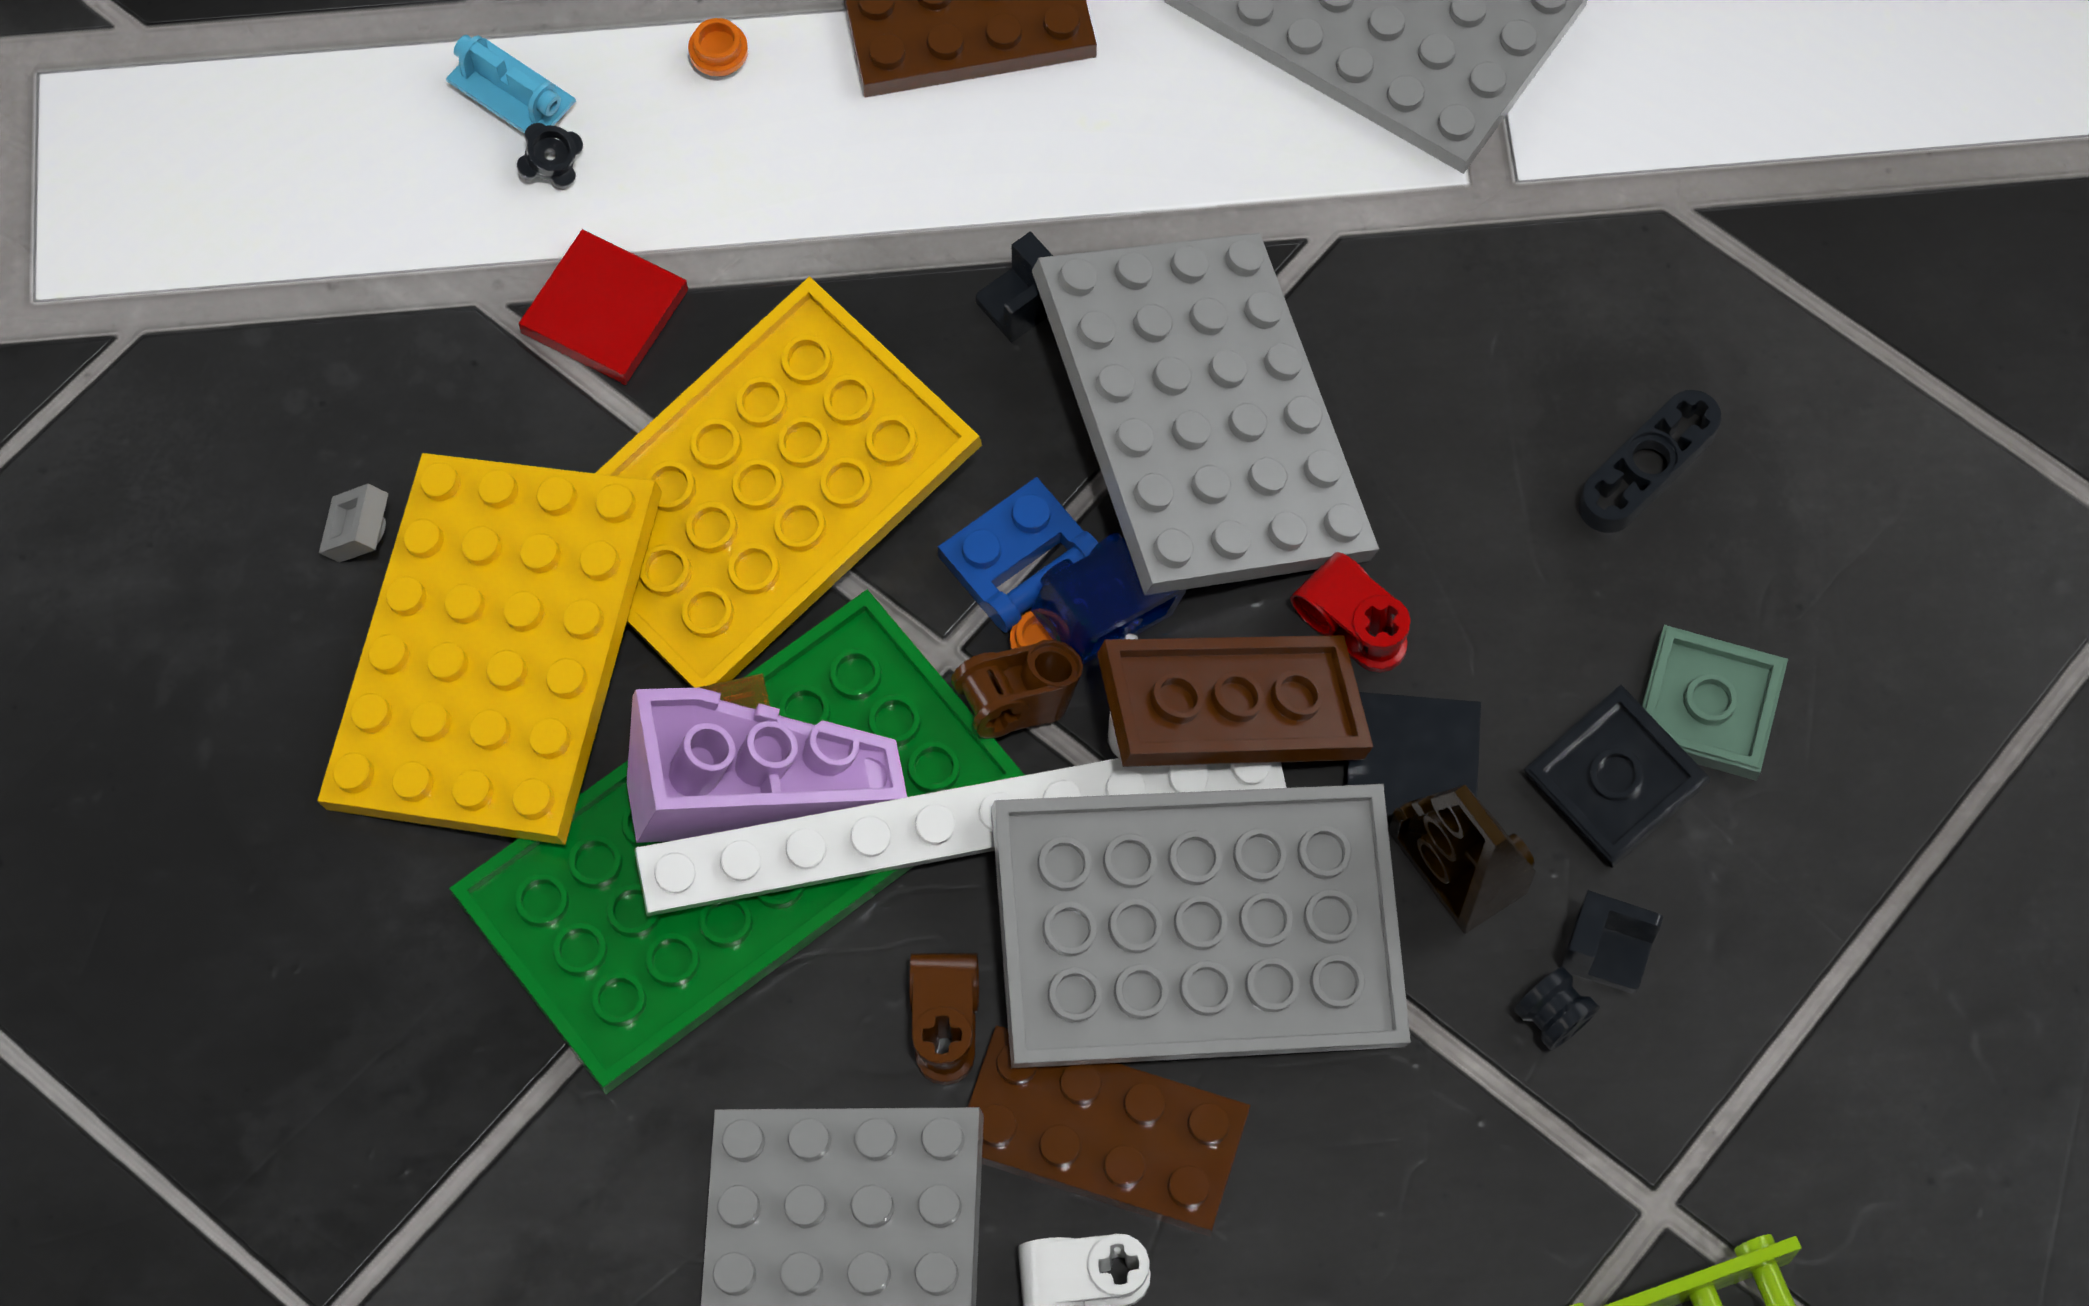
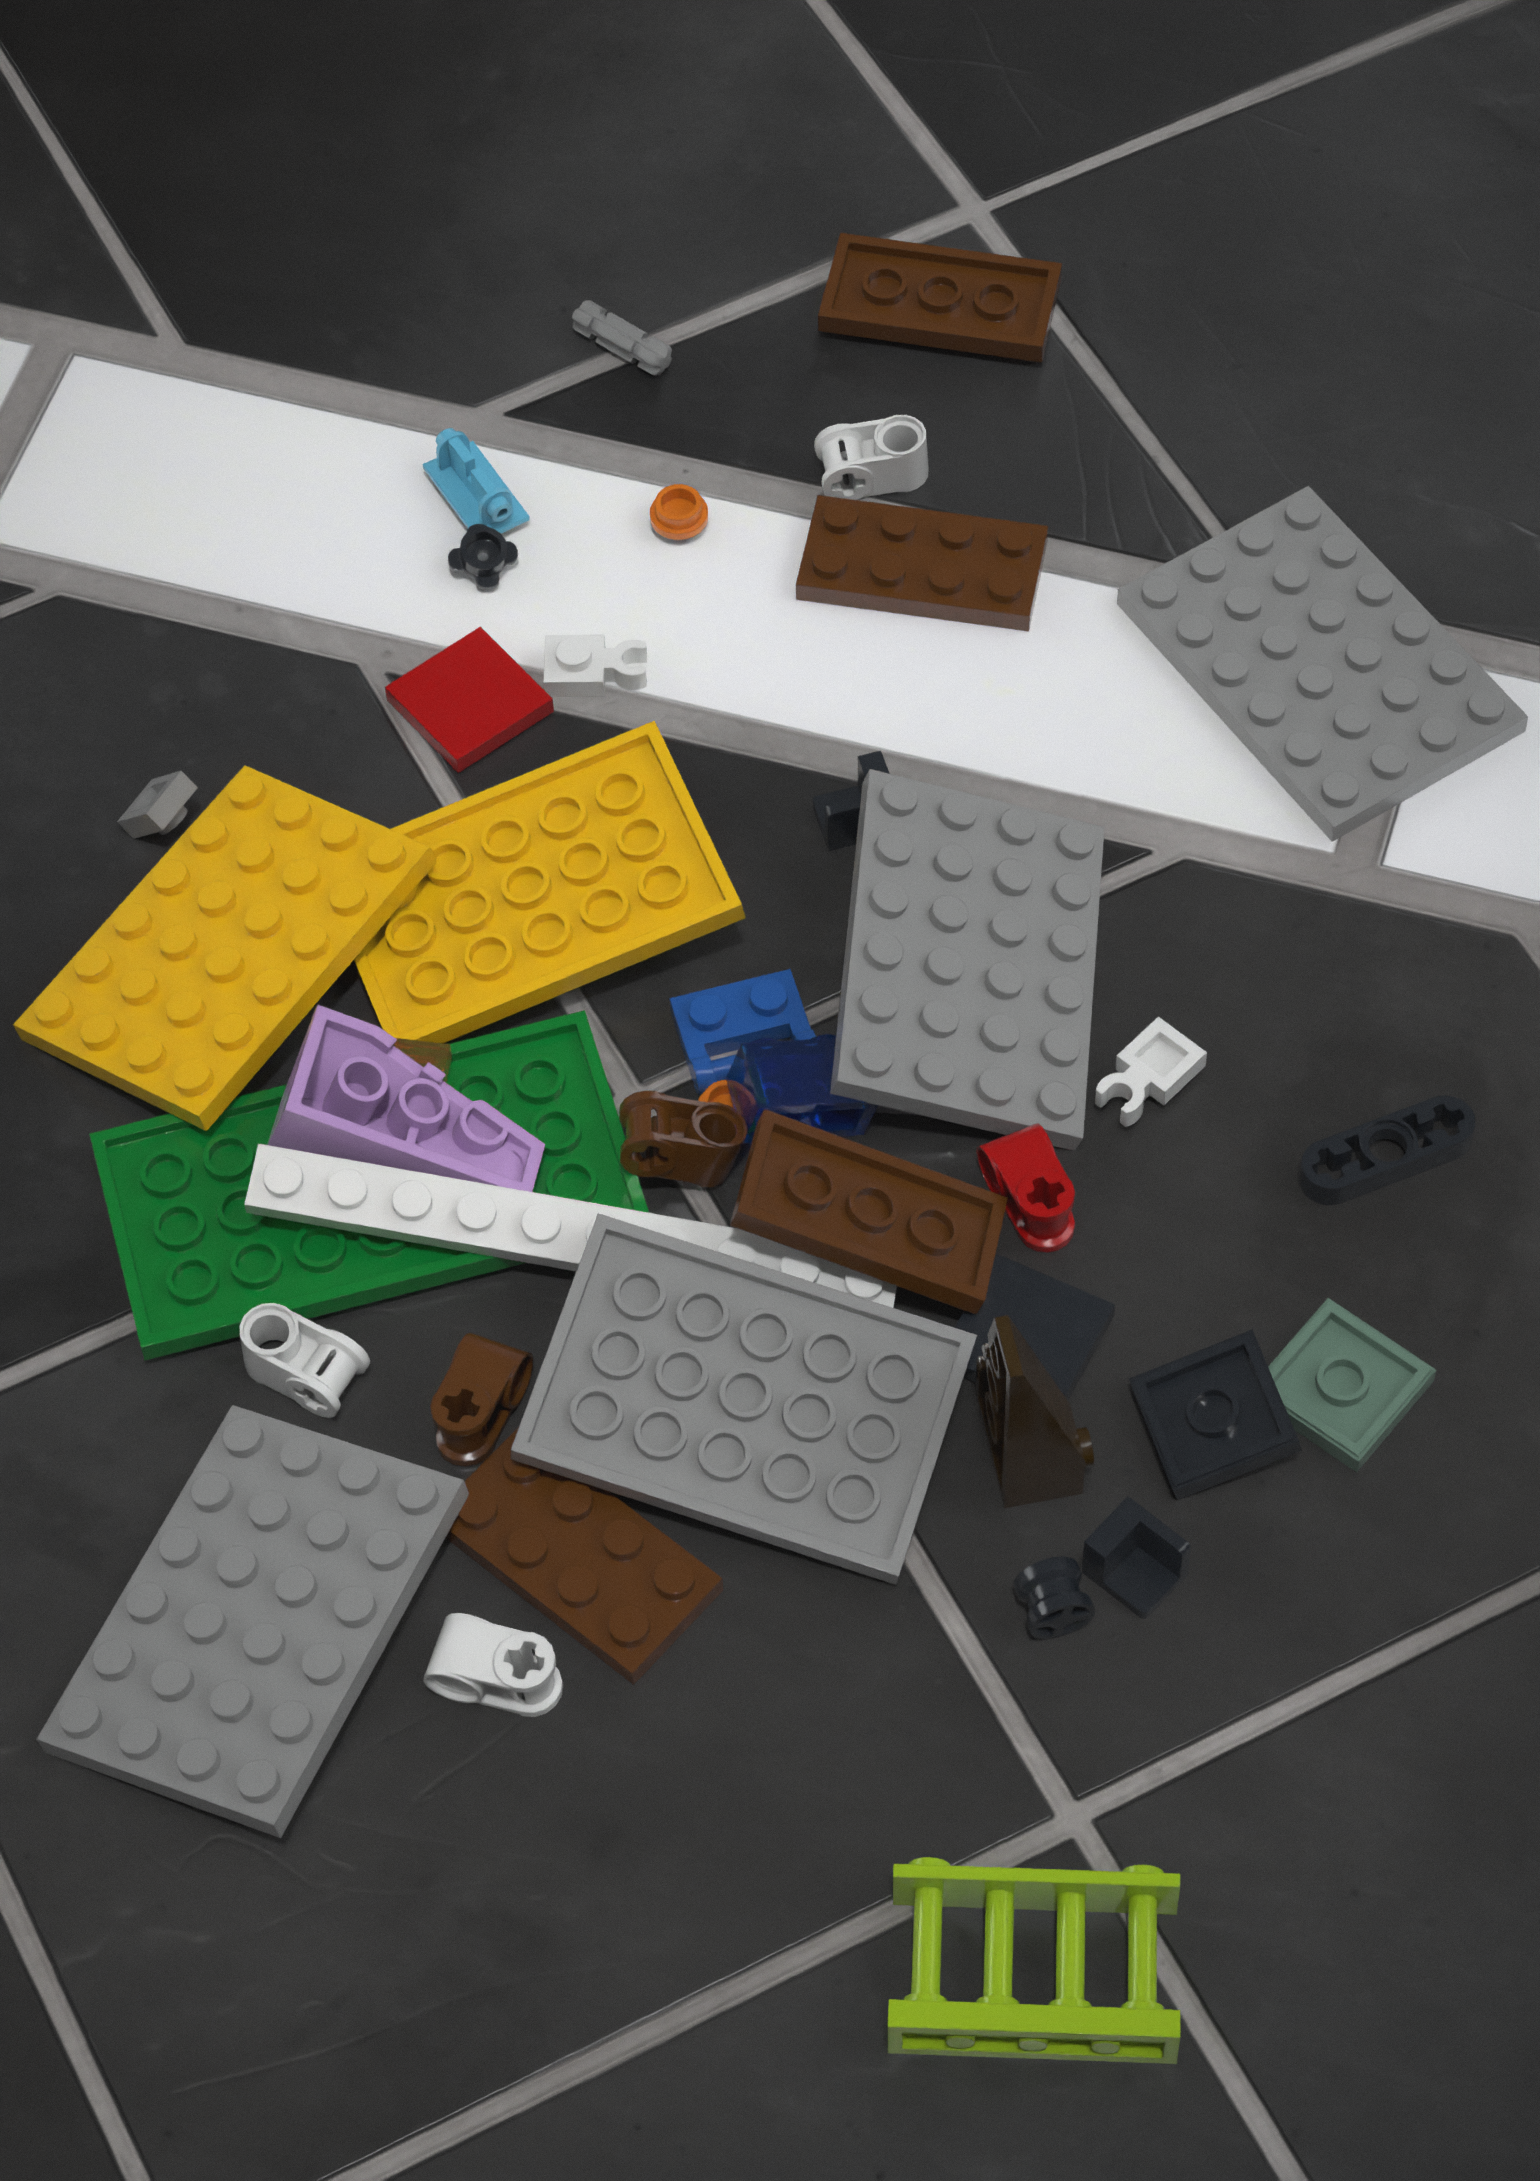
camera: 25 degrees right, 10 degrees down
(696, 235) = (583, 664): none -> white plate
(764, 1041) = (311, 1363): none -> white piece
(1410, 456) = (1154, 1065): none -> white plate

